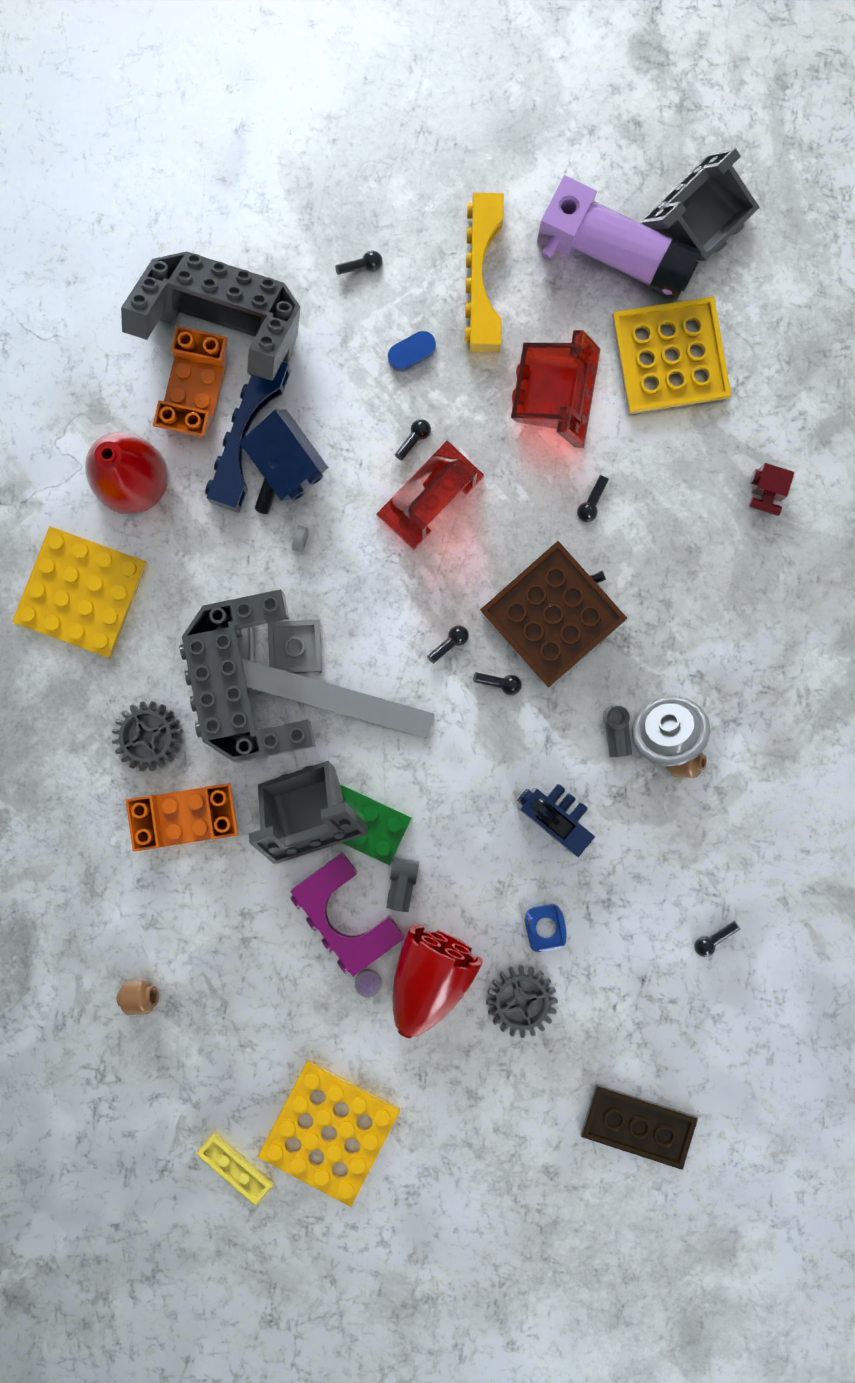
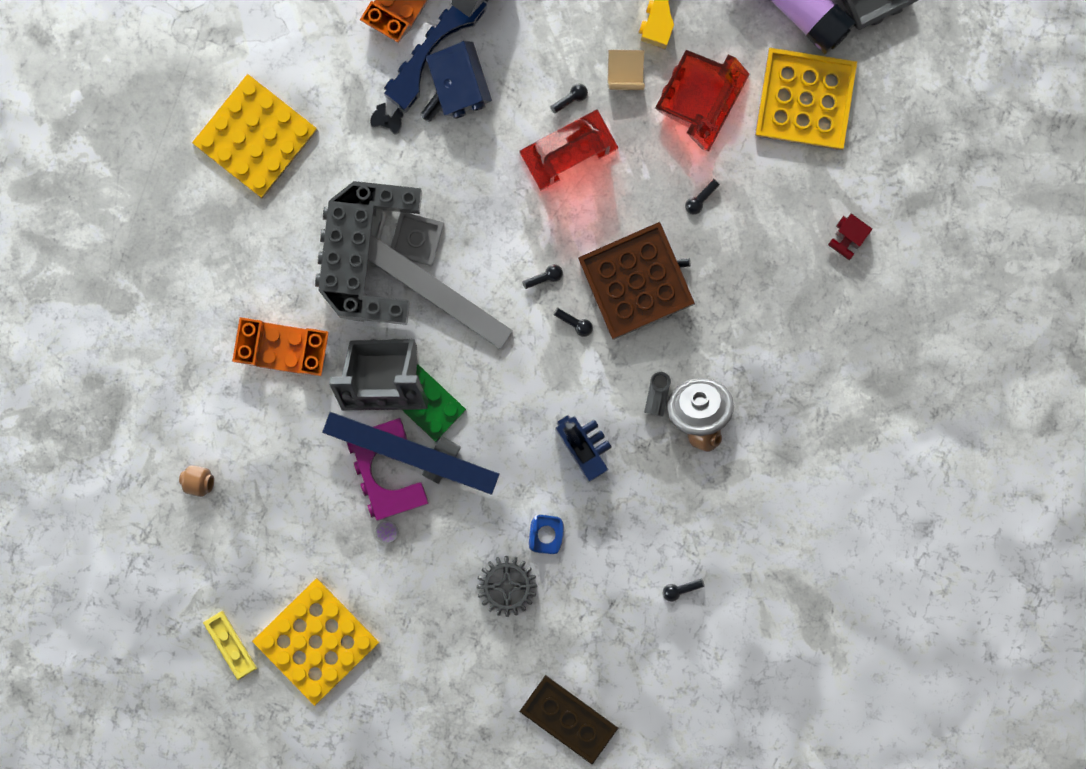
camera: 15 degrees right, 0 degrees up
(126, 472) = (325, 51): red cylinder -> none
(142, 726) = (263, 273): dark grey gear -> none
(227, 529) = (385, 121): none -> black piece
(300, 538) = (449, 151): light grey tile -> none
(366, 889) = (410, 453): none -> dark blue tile
(411, 350) = (592, 25): blue tile -> none
(430, 979) = (437, 542): red cylinder -> none
(464, 387) = (625, 69): none -> tan piece

